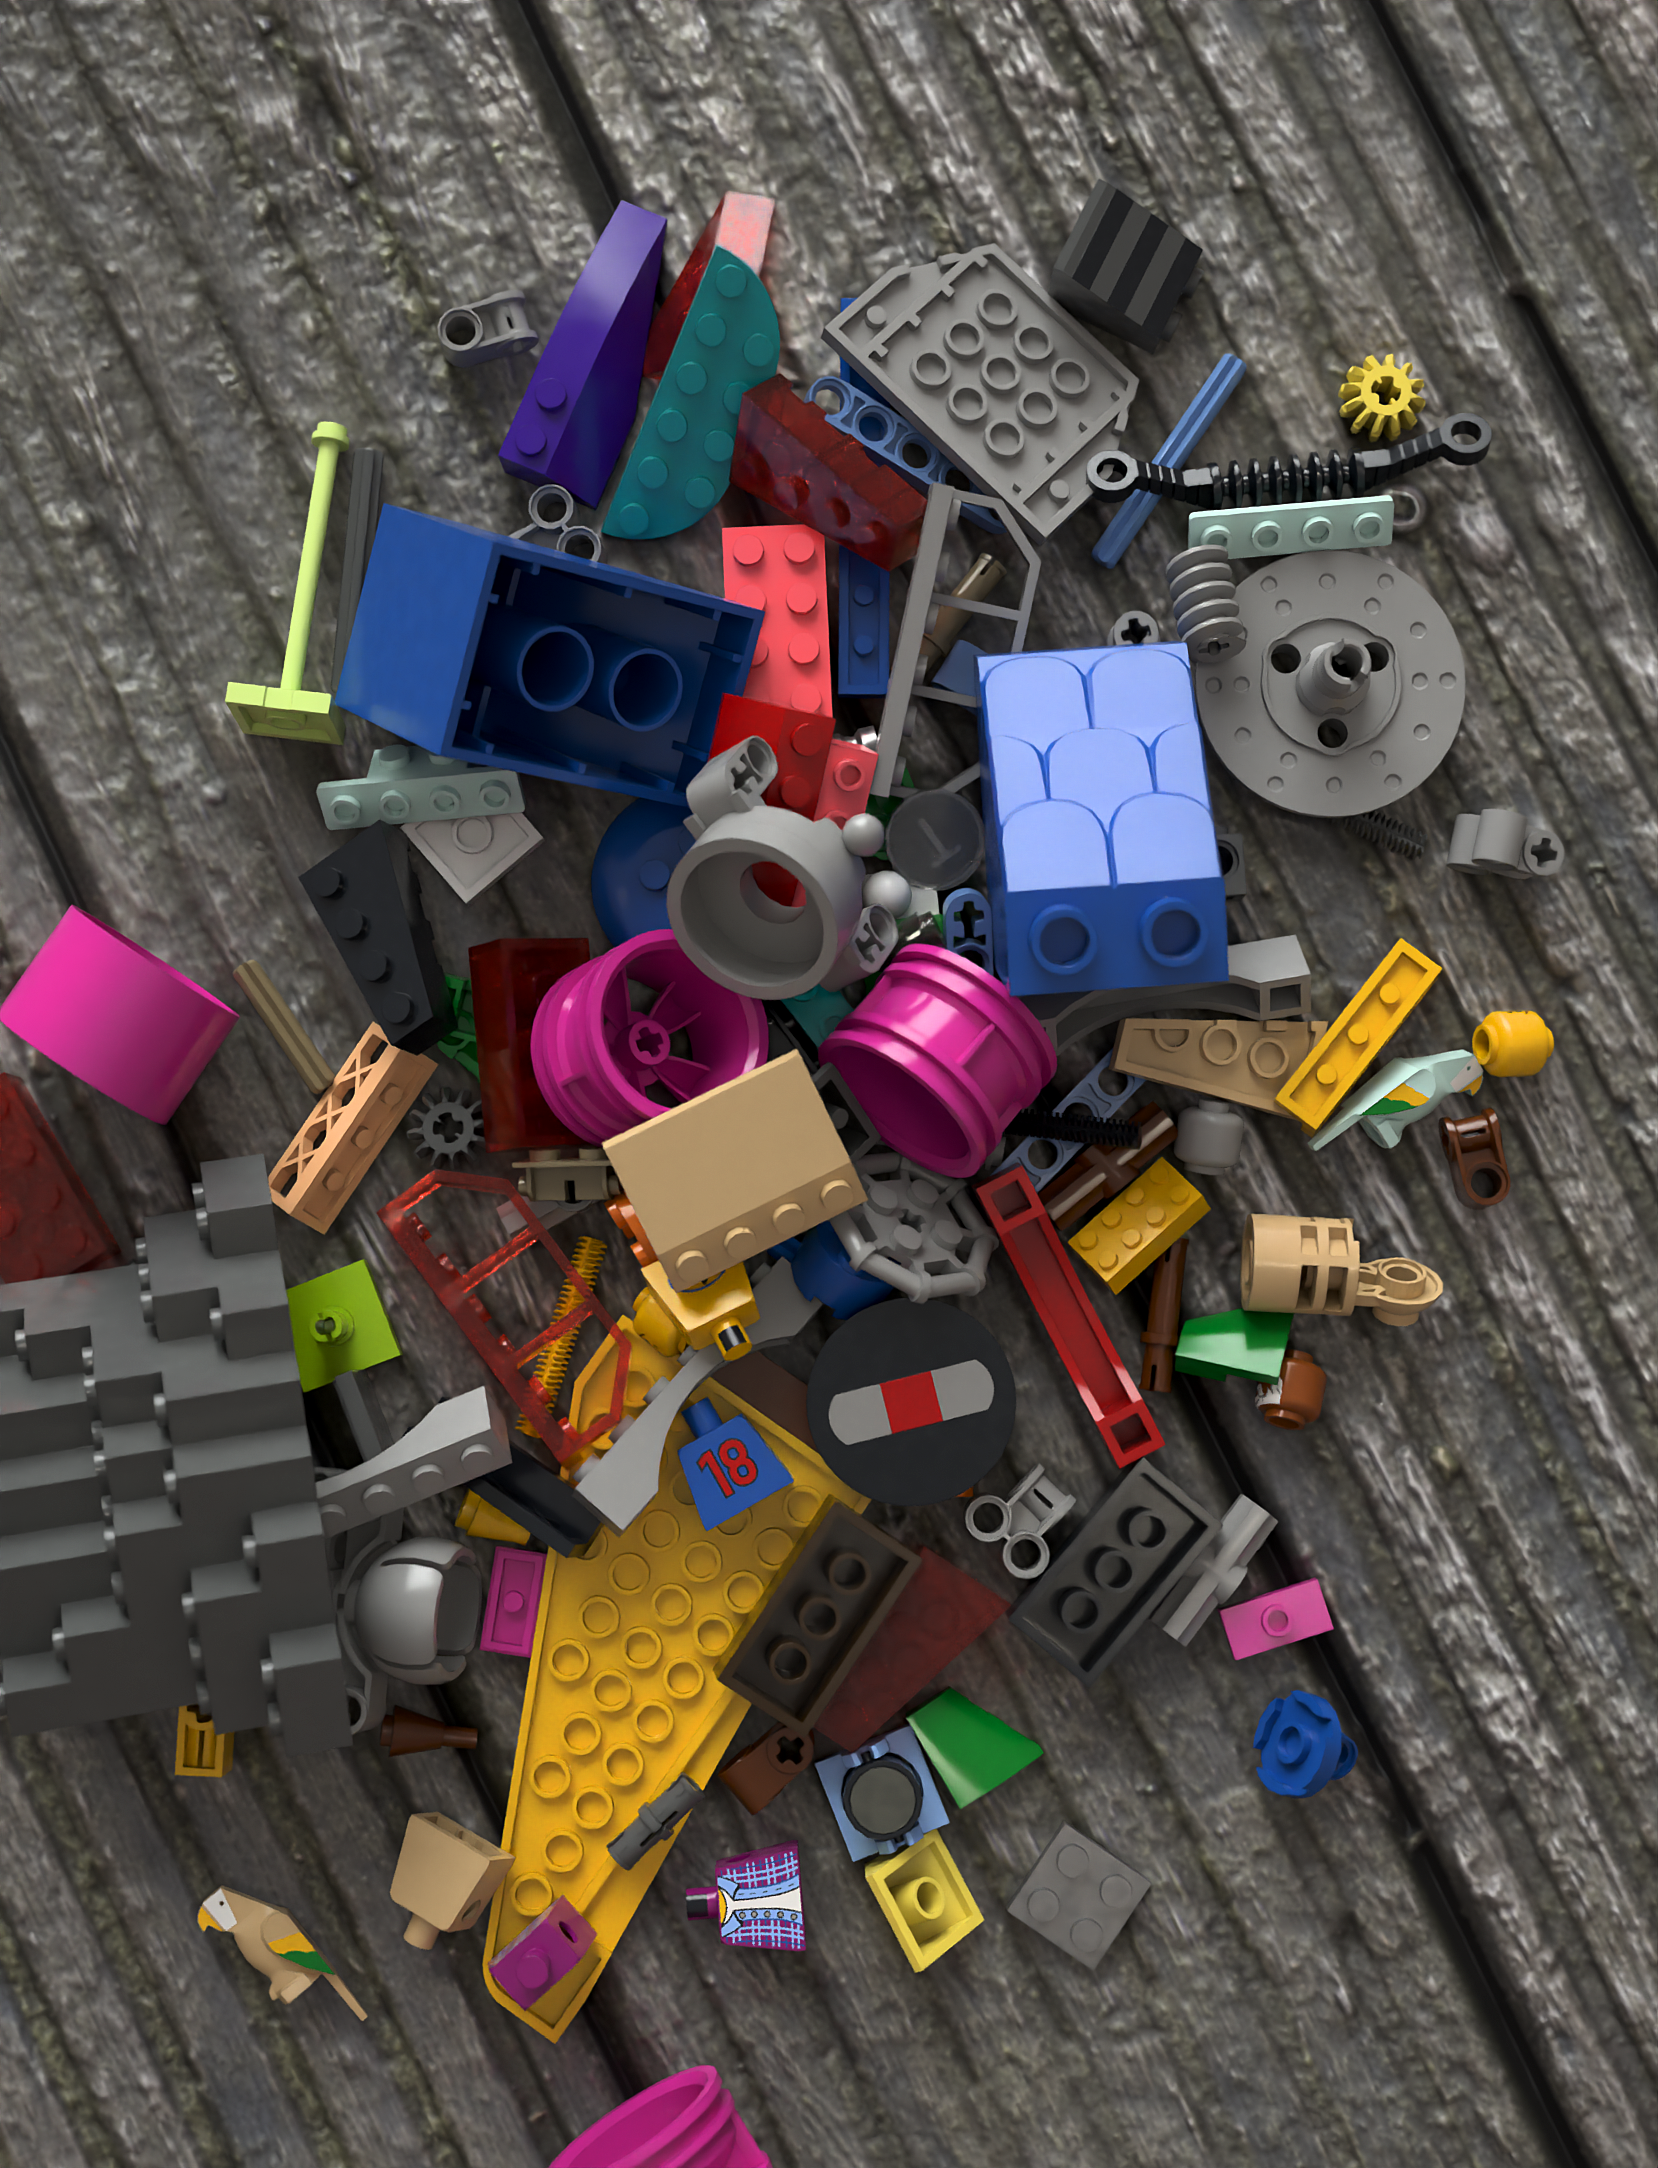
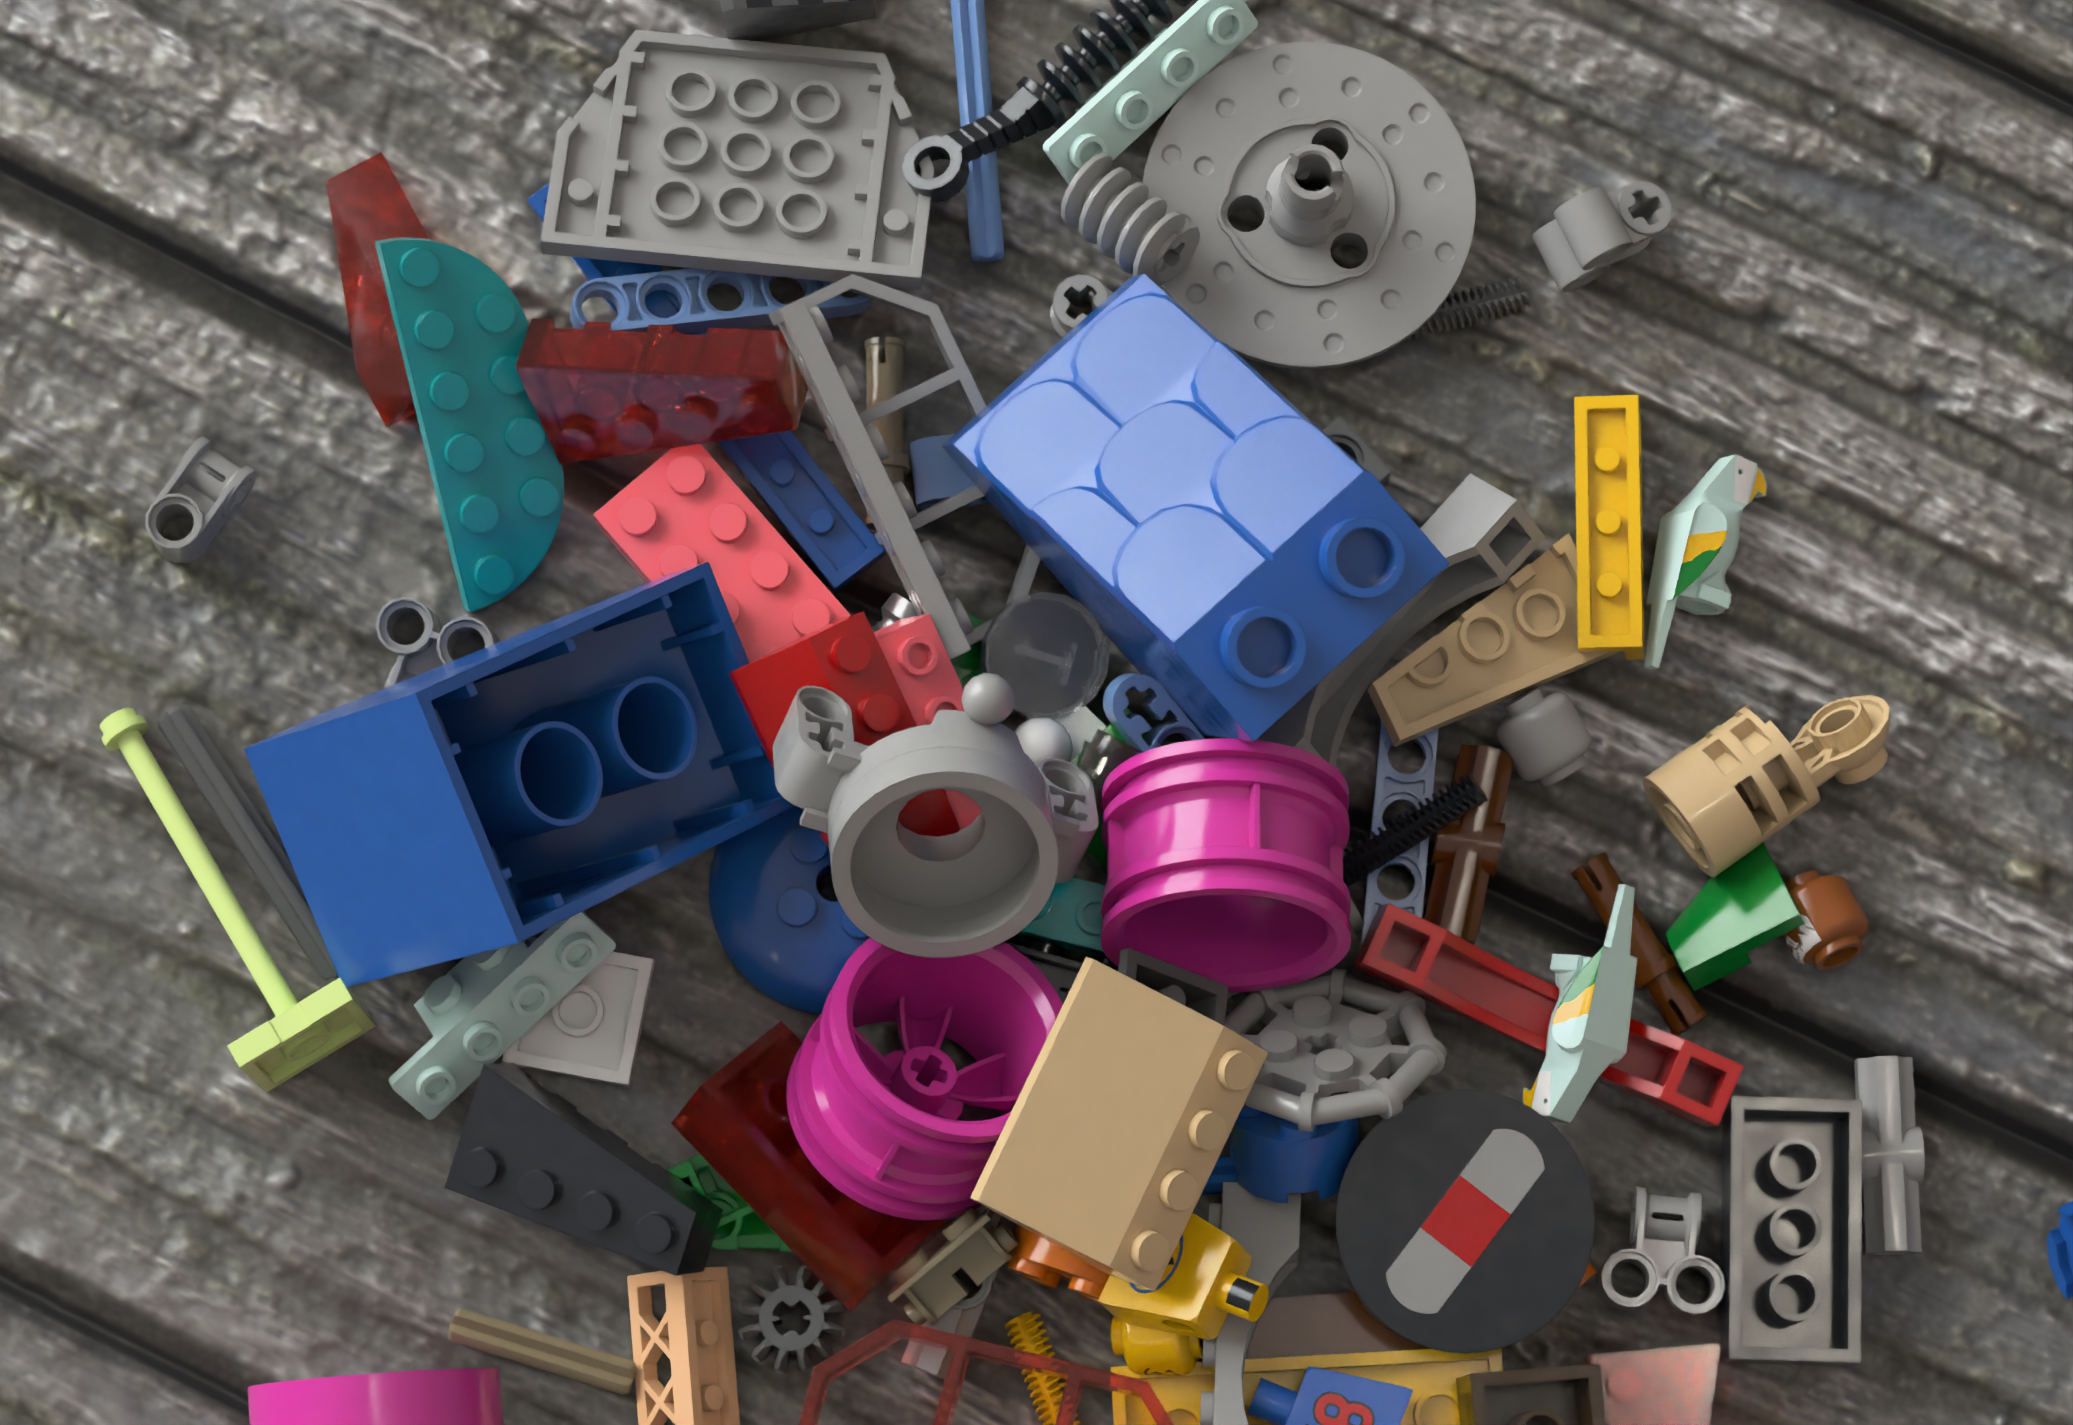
camera: 35 degrees left, 5 degrees down
(592, 366) = (333, 458): dark purple wedge -> none
(1092, 1337) = (1589, 1018): none -> light aqua animal
(1139, 1225) = (1545, 875): yellow piece -> none
(1275, 1619) = (1986, 1156): dark pink plate -> none
(1475, 1154) = (1814, 550): reddish brown piece -> none
(1512, 1043) = (1763, 414): yellow head -> none

